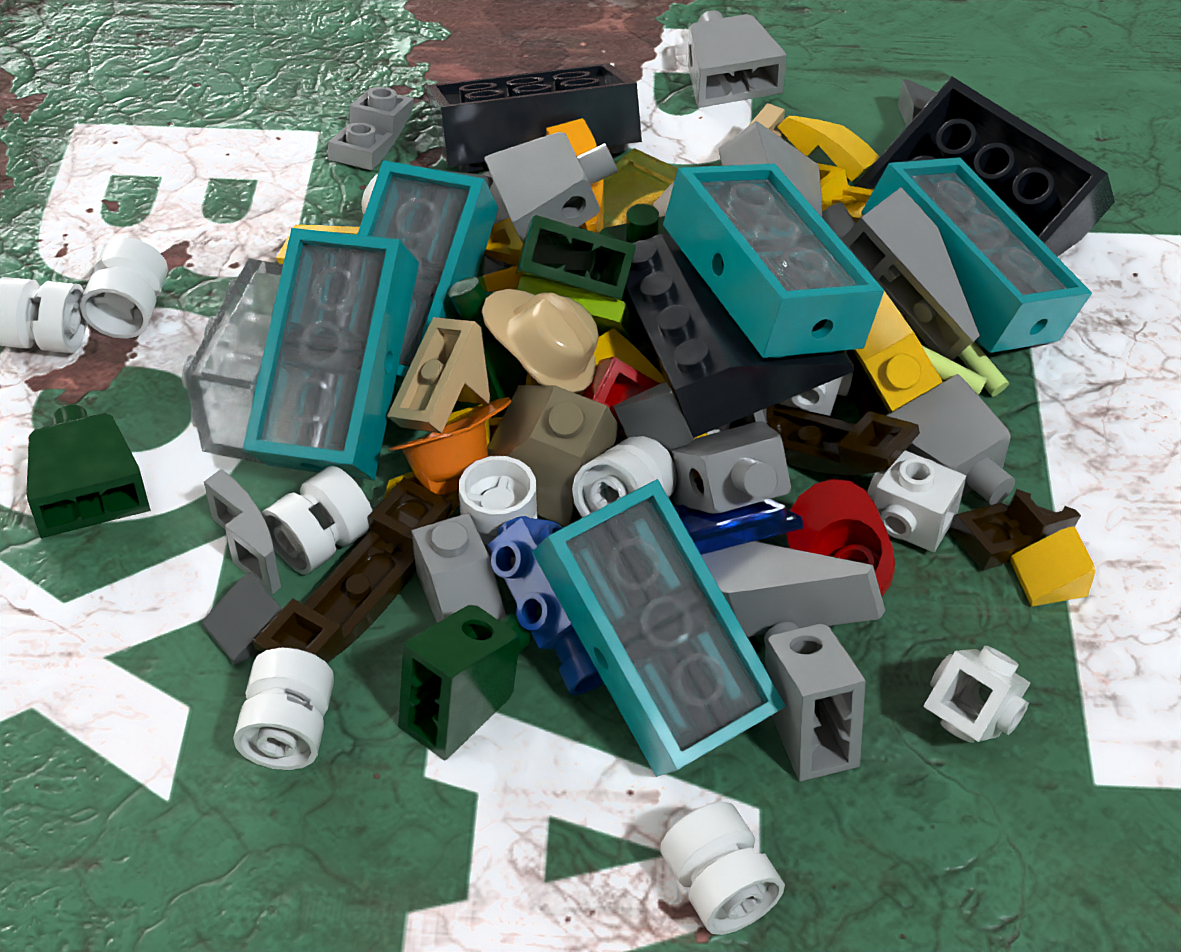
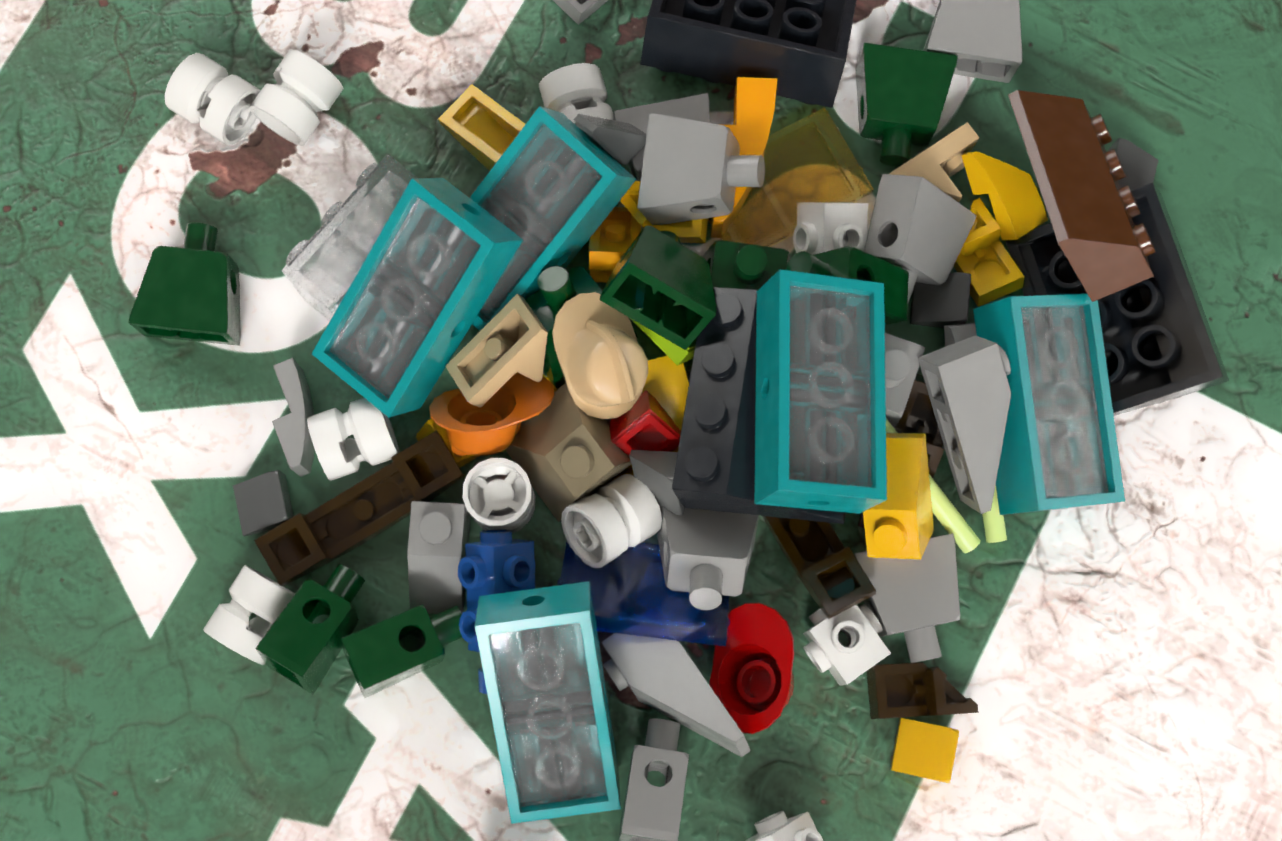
camera: 20 degrees right, 30 degrees up
(357, 669) = (307, 649): none -> dark green torso
(693, 114) = (901, 97): none -> dark green torso
(901, 100) = (1083, 192): none -> reddish brown slope

